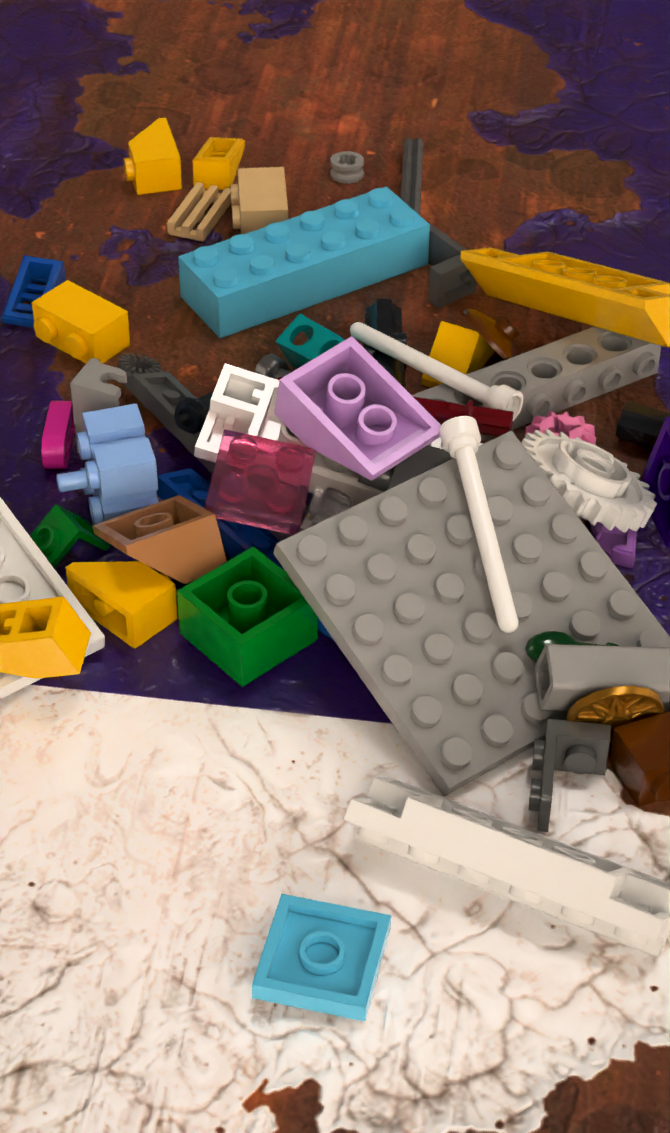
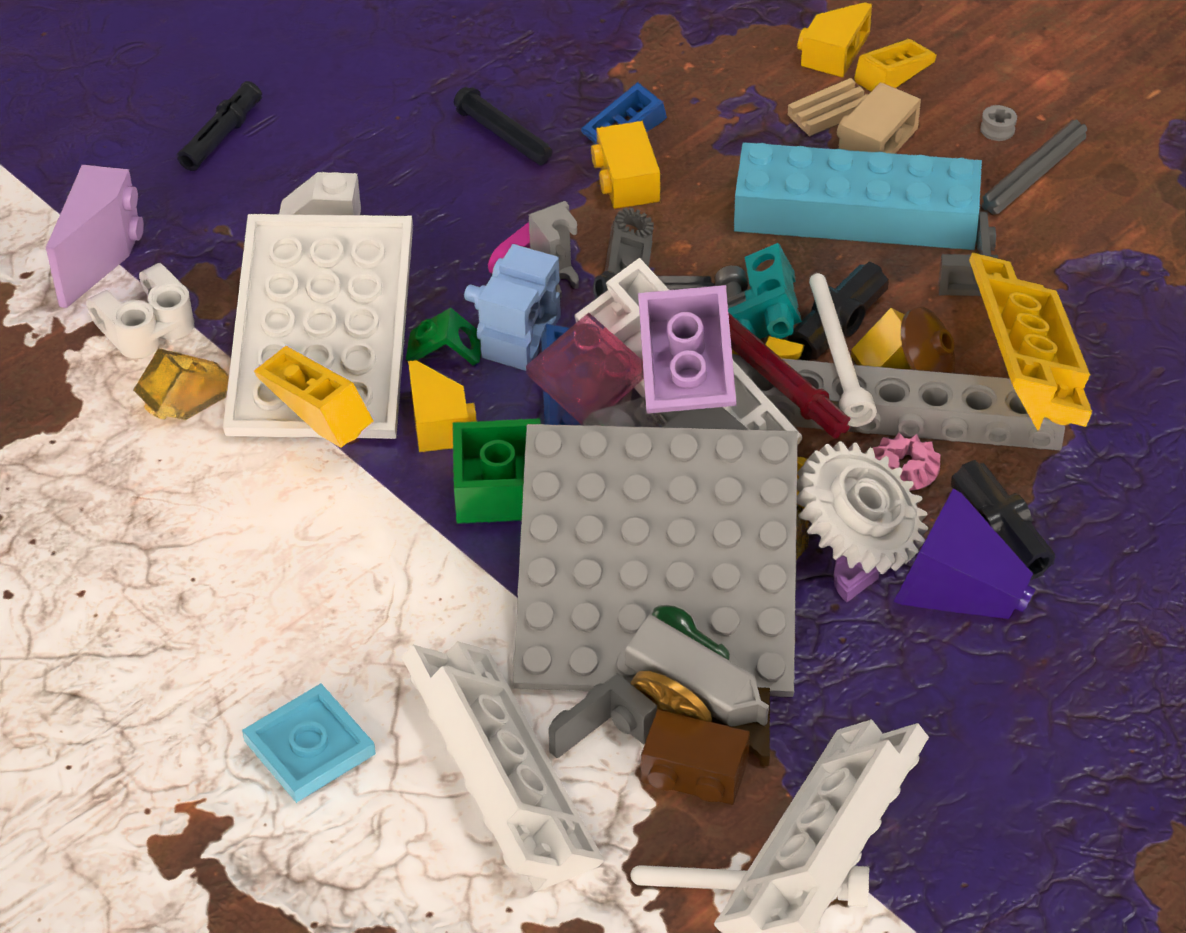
camera: 40 degrees right, 5 degrees up
(169, 537) = (488, 378): medium nougat slope -> none
(461, 439) = (735, 416): white piece -> none

